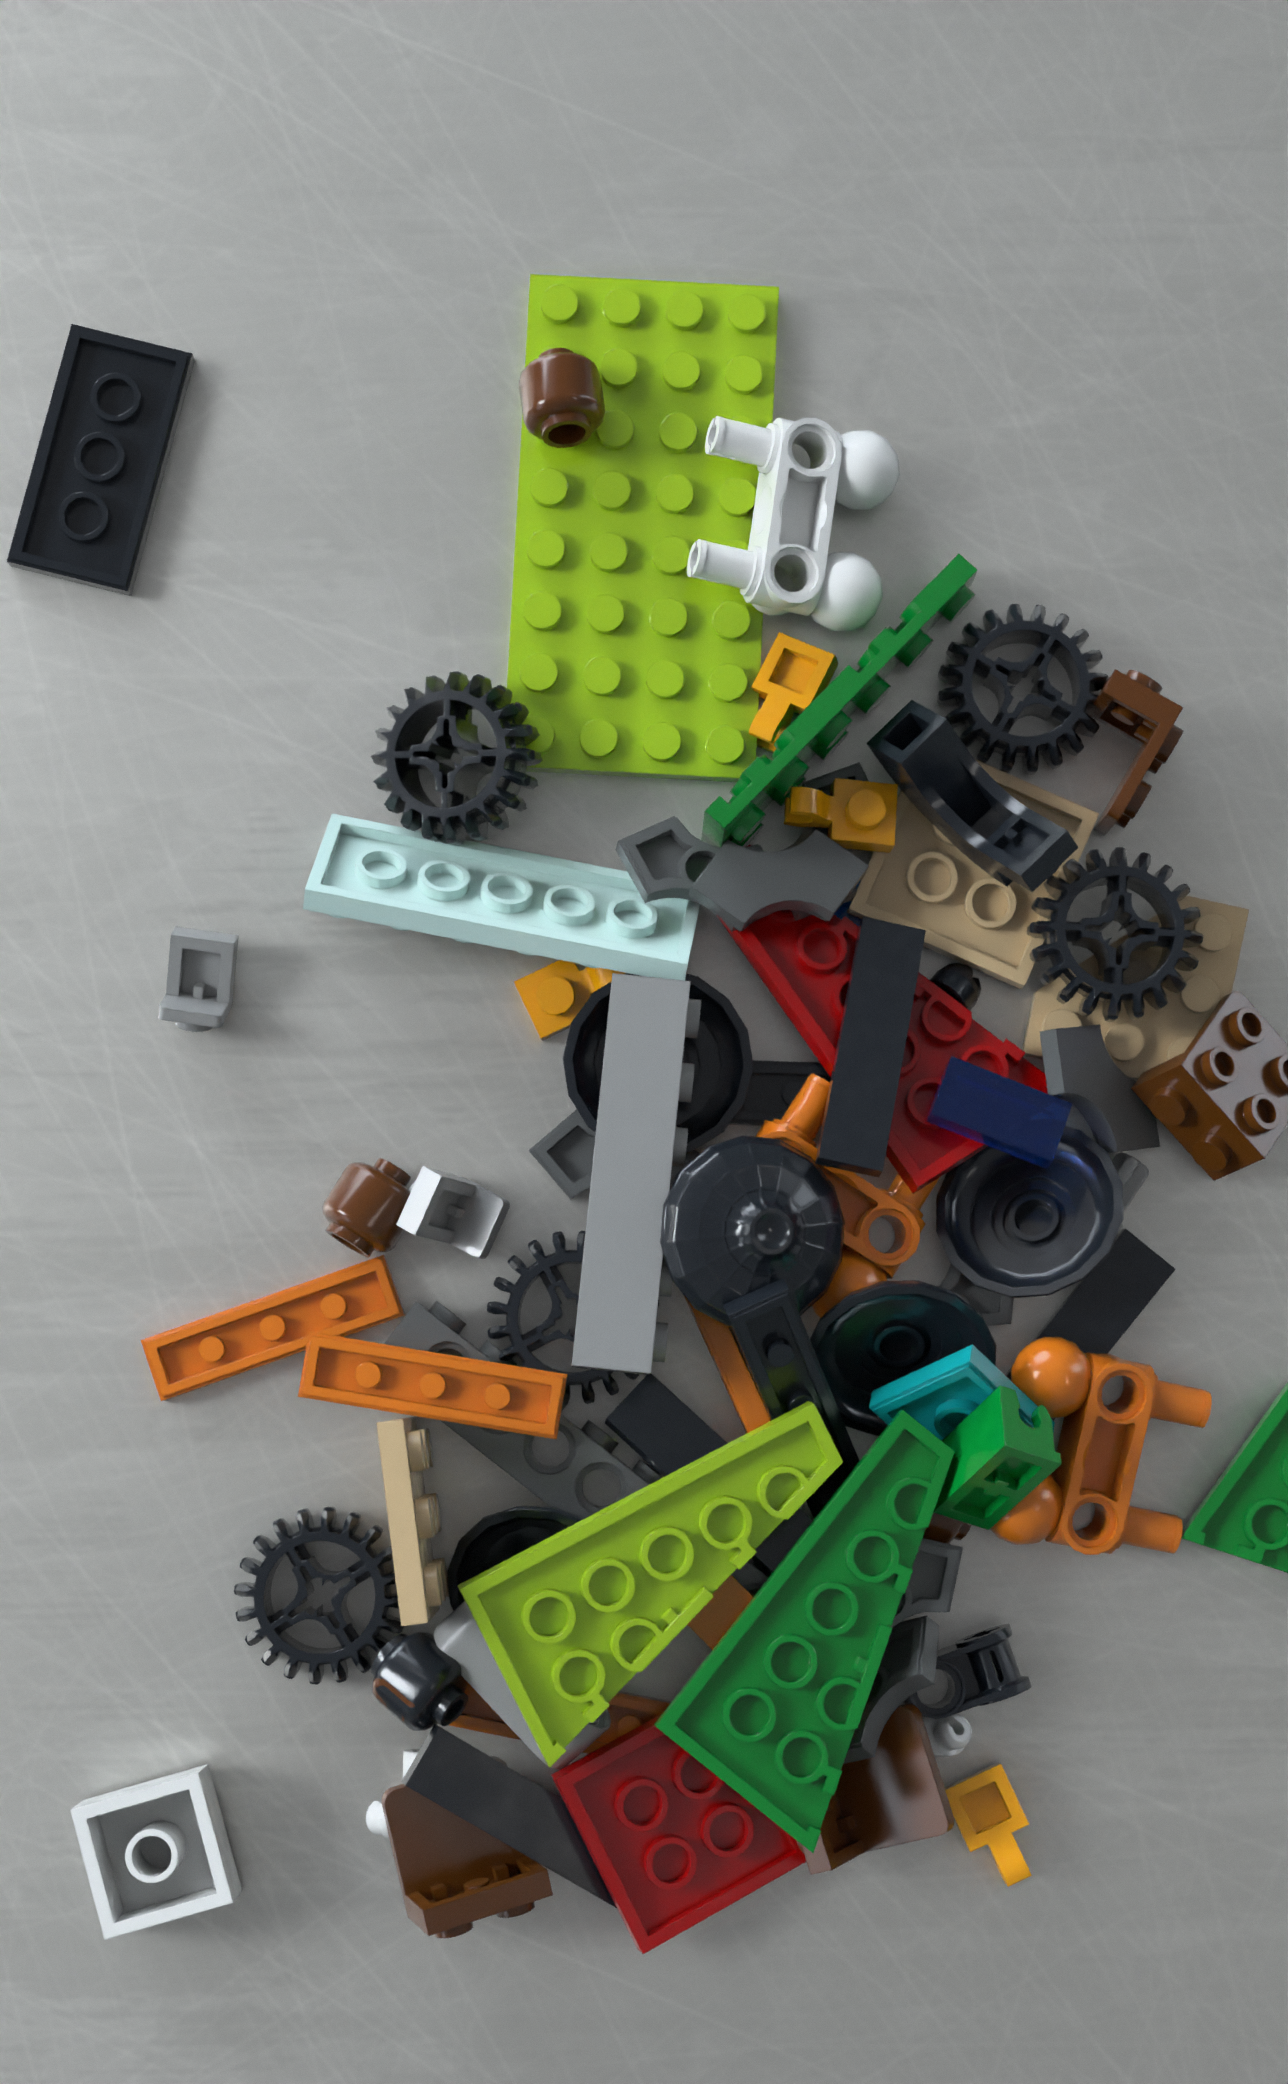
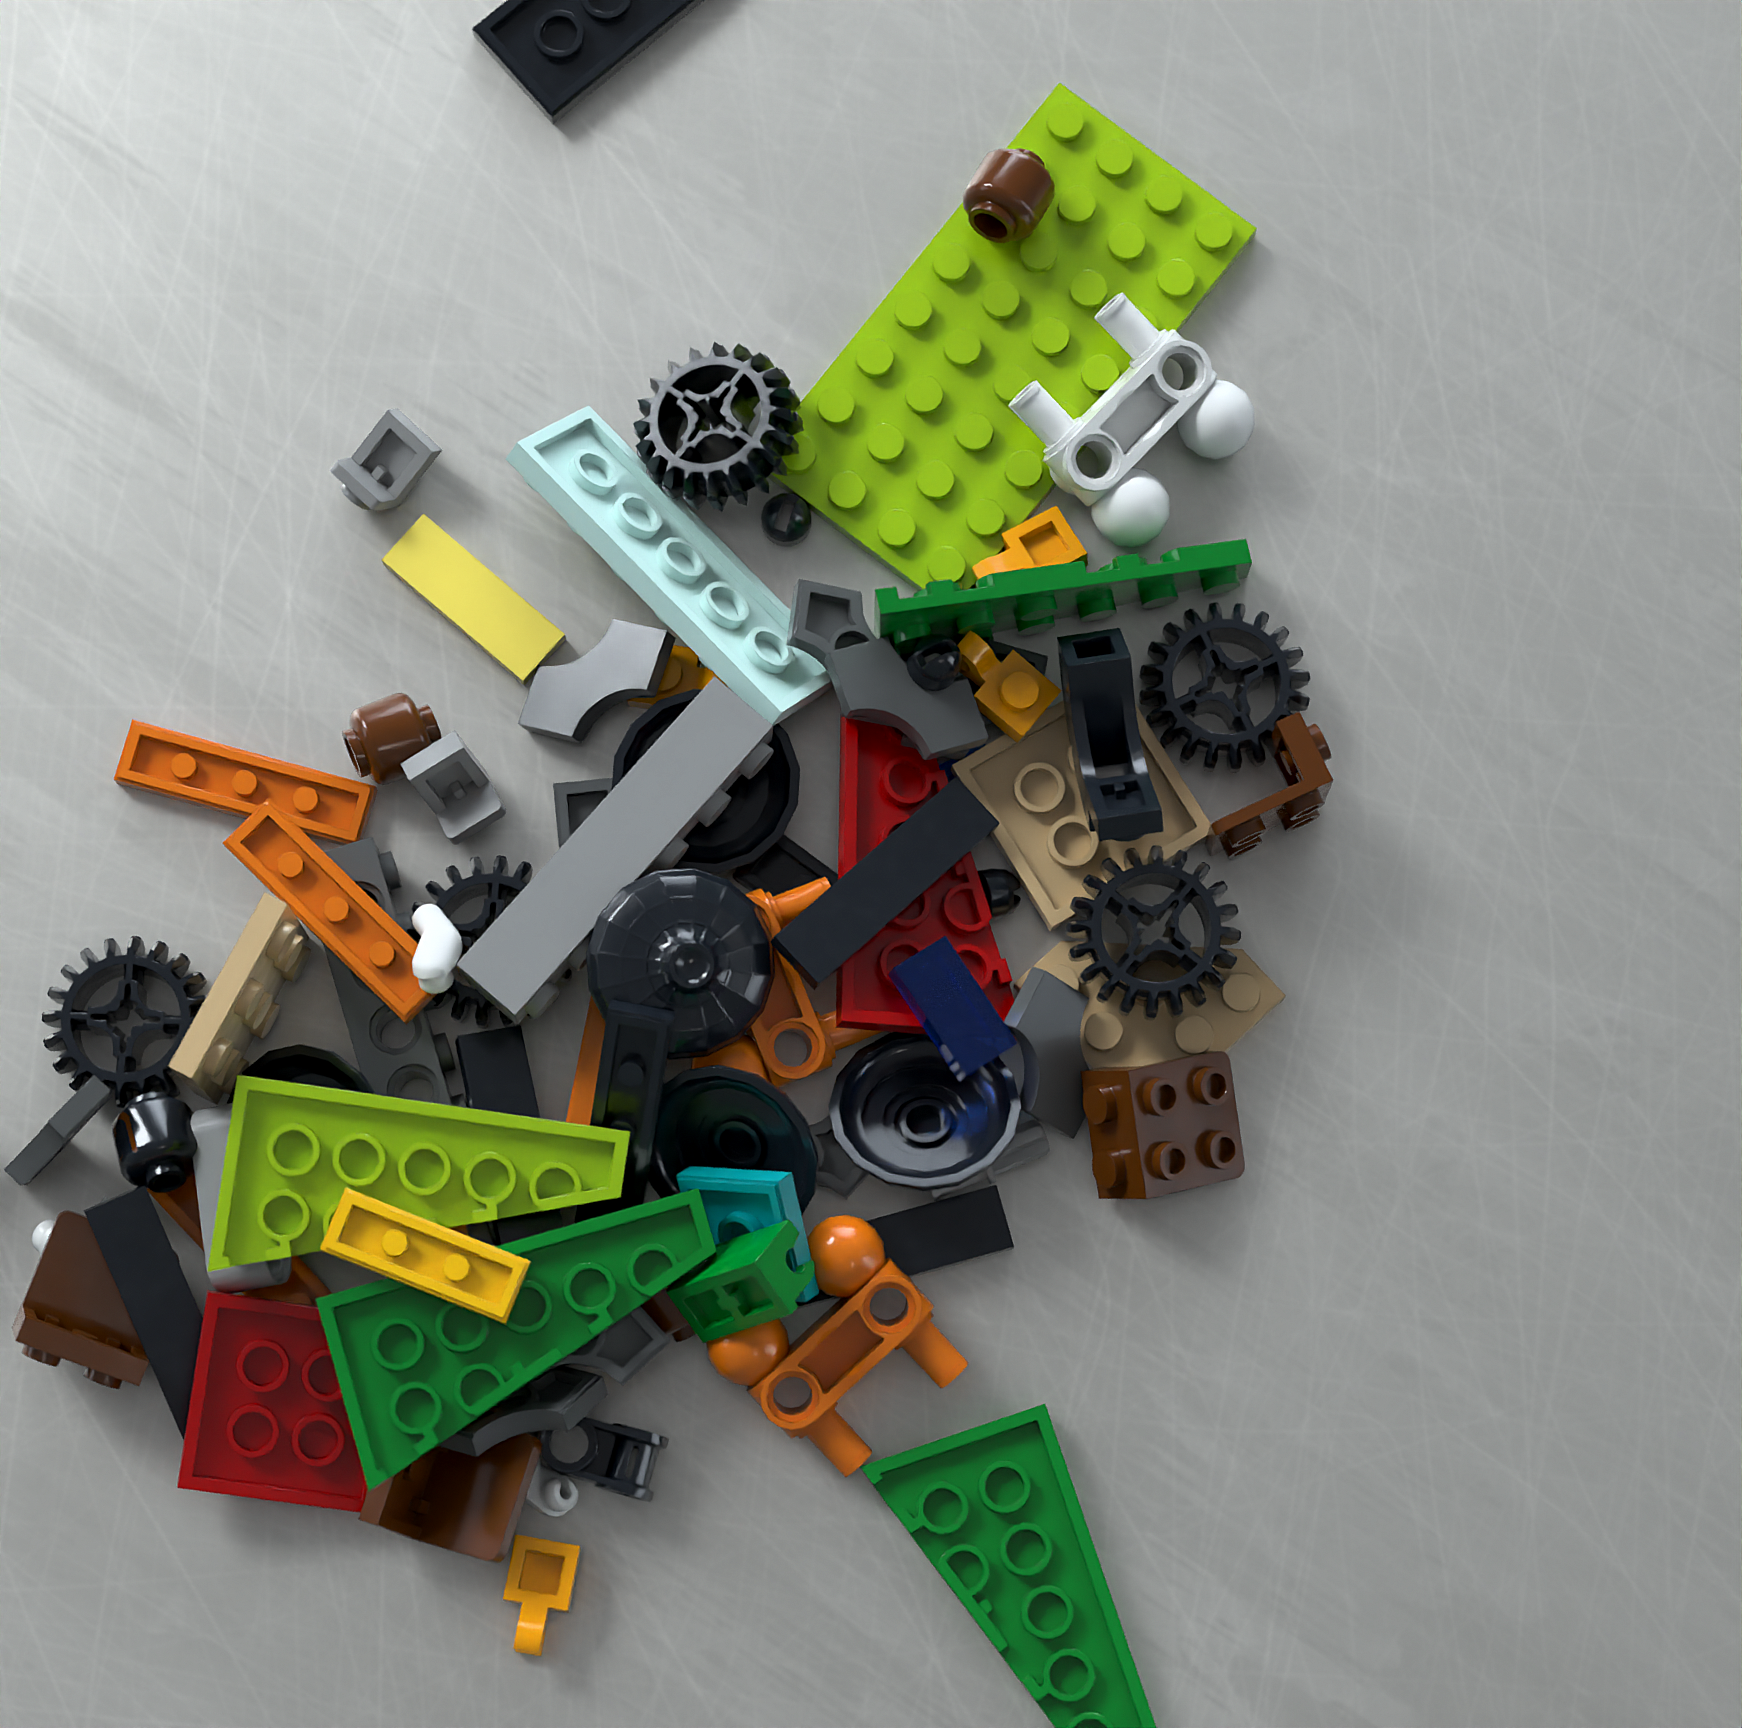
camera: 35 degrees right, 5 degrees down
(332, 1730) = (59, 1131): none -> dark grey tile
(352, 1041) = (473, 599): none -> light yellow tile
(517, 1015) = (574, 695): none -> tile
(544, 1361) = (437, 949): none -> white arm
(575, 789) = (799, 520): none -> black hinge
(722, 1627) = (425, 1256): none -> yellow tile
(794, 839) = (940, 671): none -> black hinge

